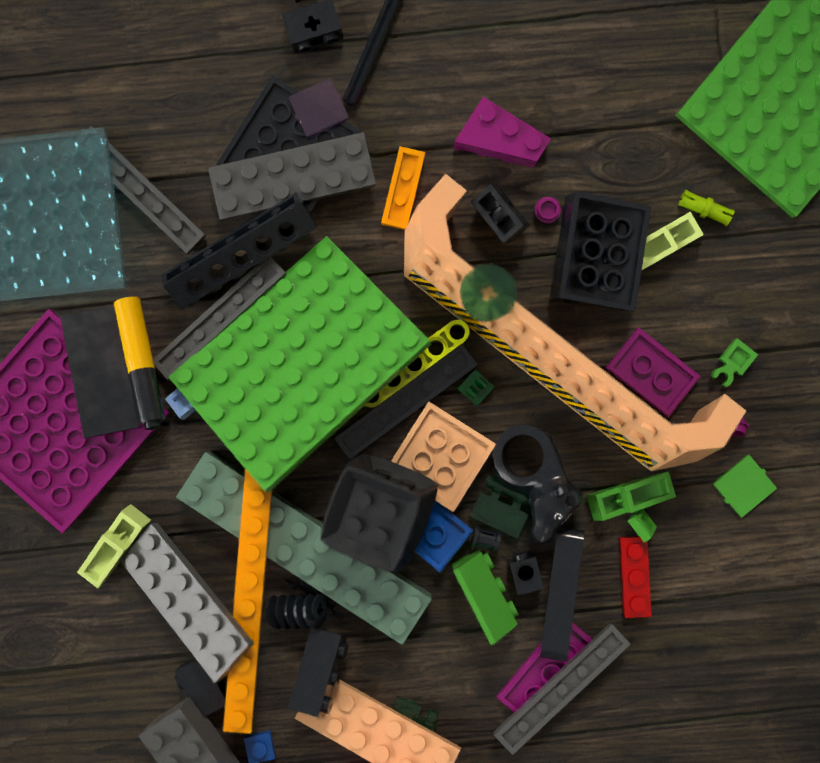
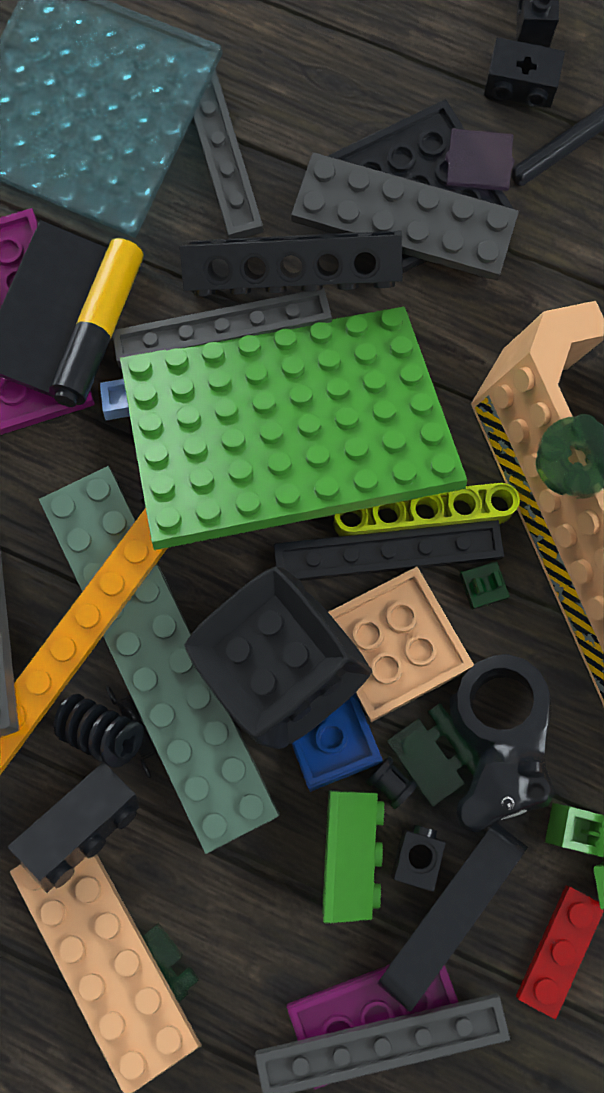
camera: 25 degrees right, 10 degrees down
(403, 188) = (527, 301): light orange plate -> none

